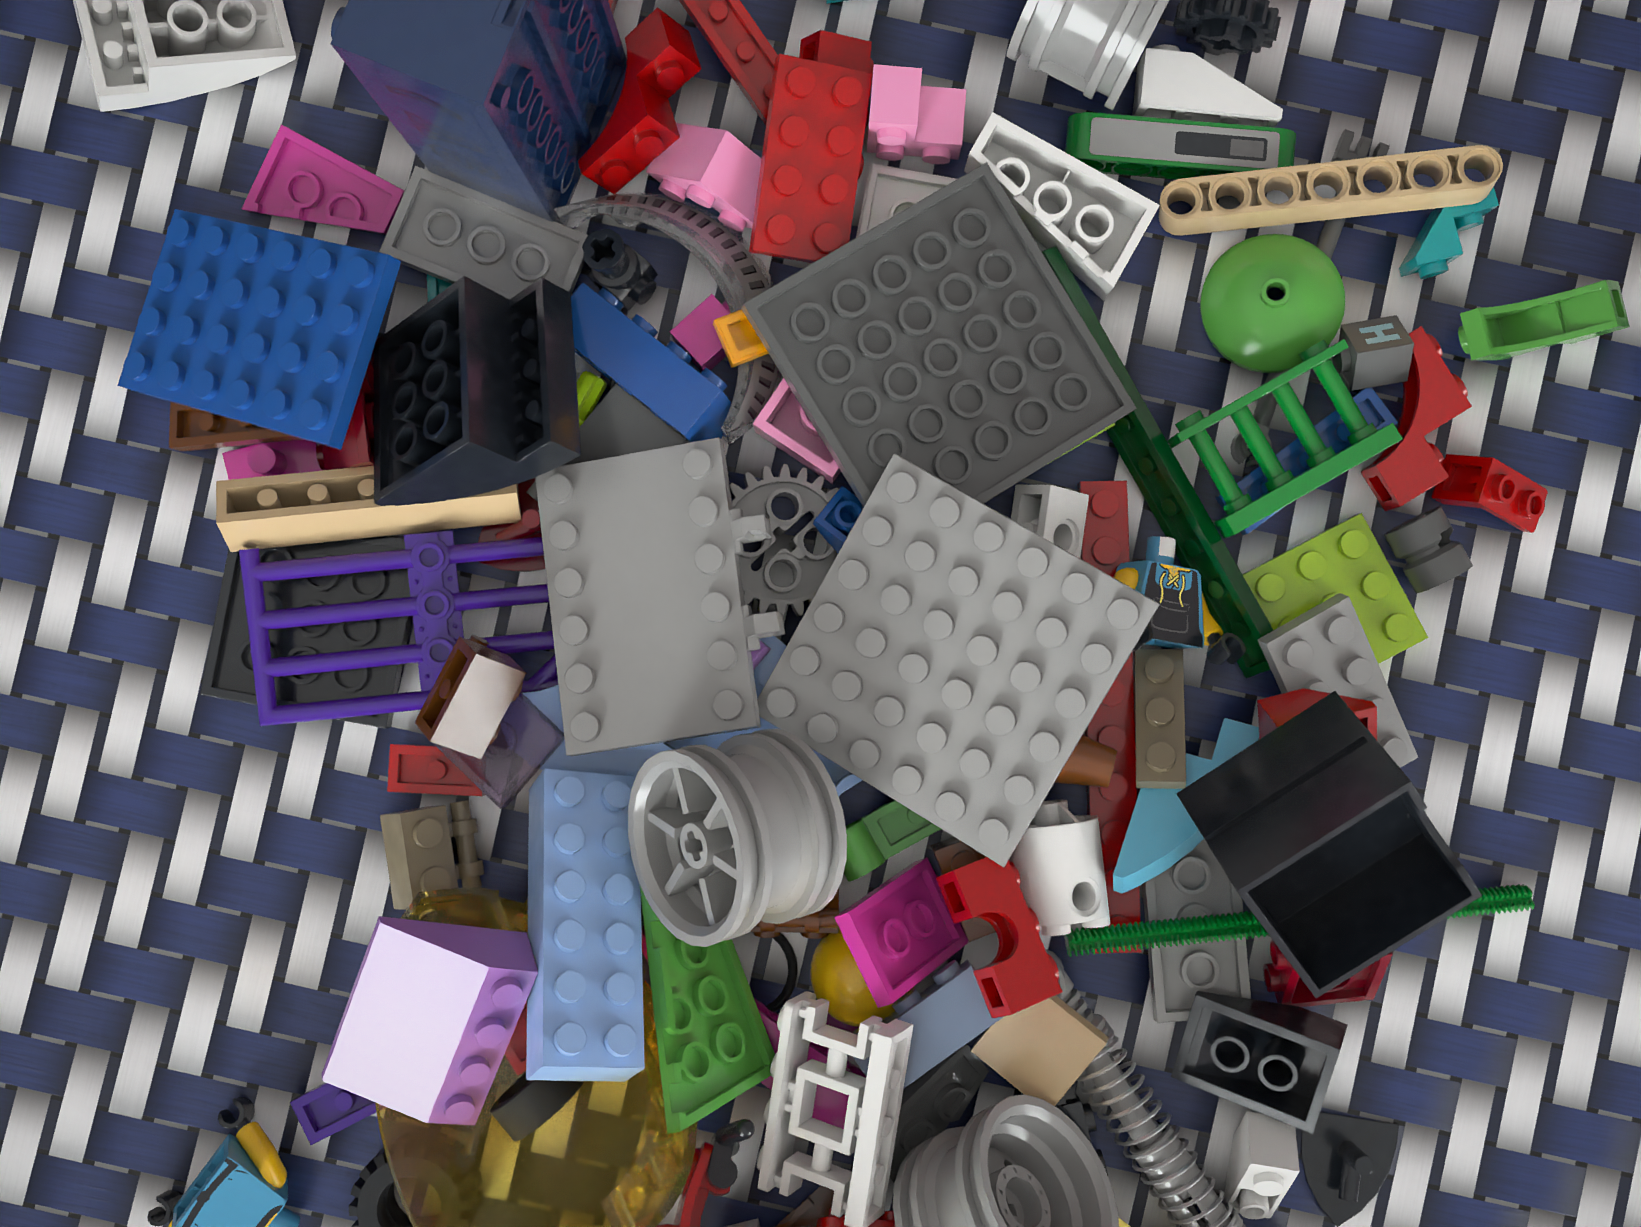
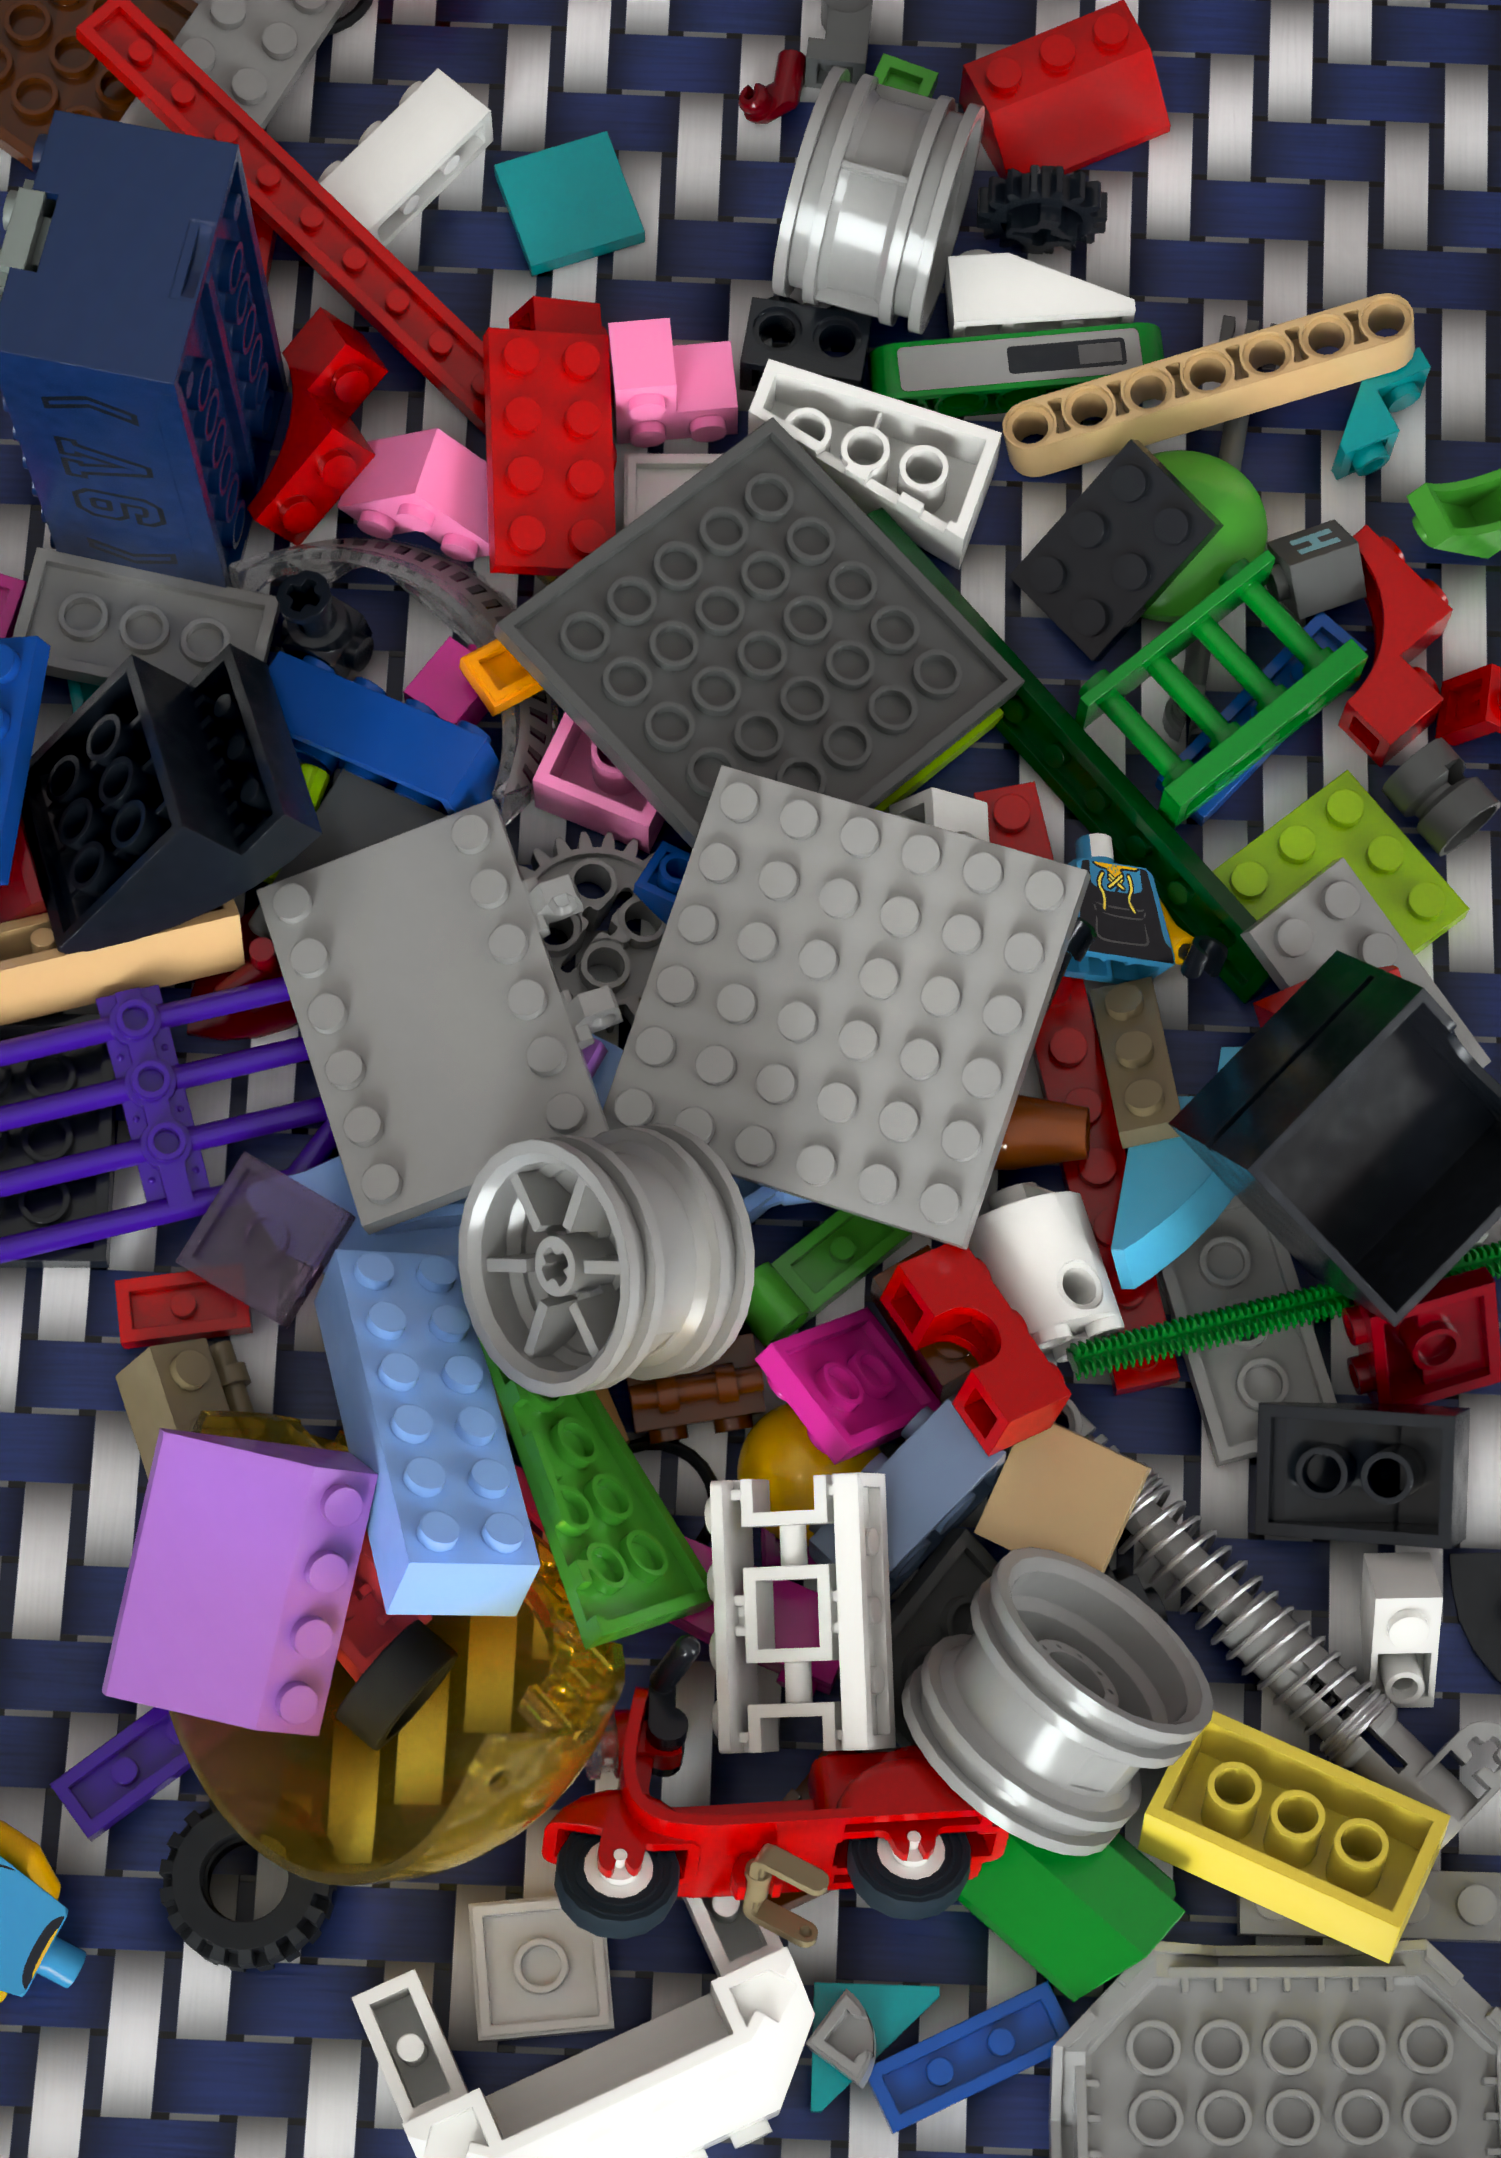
camera: 15 degrees left, 15 degrees down
(470, 697) = (223, 1173): brick -> none
(1027, 90) = (809, 334): none -> black brick
(1227, 312) = (1115, 550): none -> black plate

